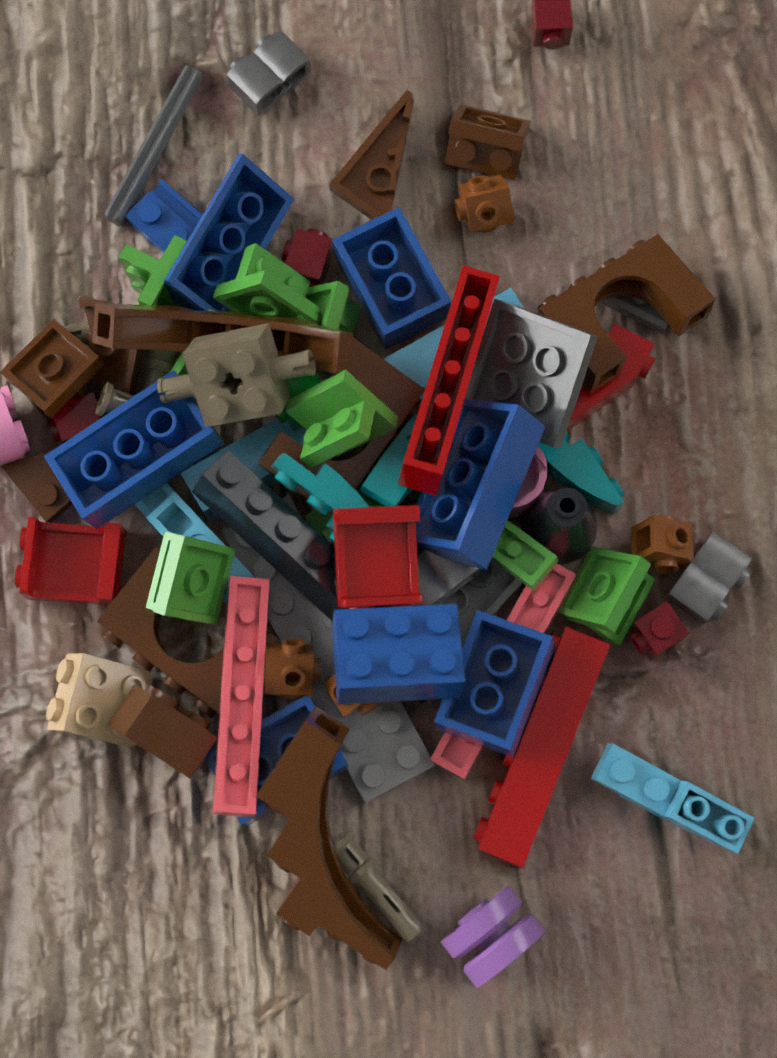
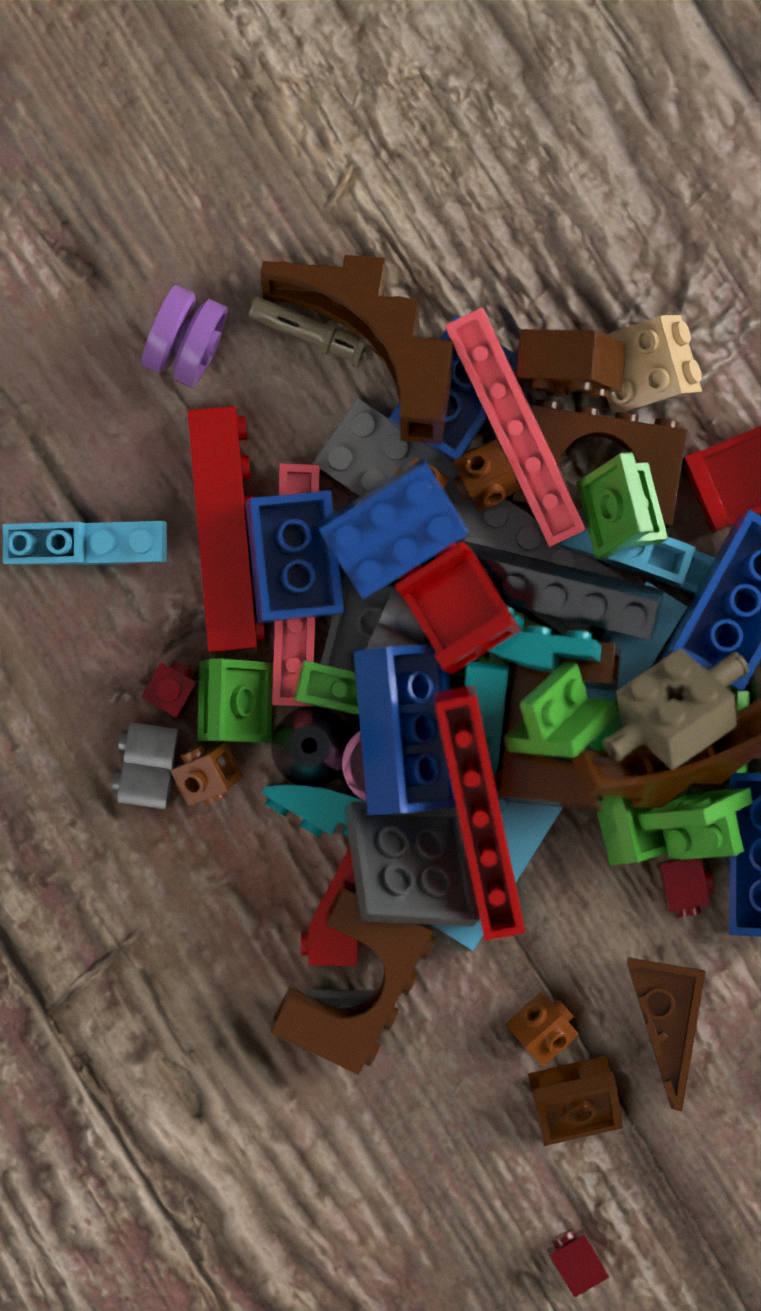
camera: 150 degrees right, 10 degrees up
(391, 278) = (593, 903): blue brick -> none

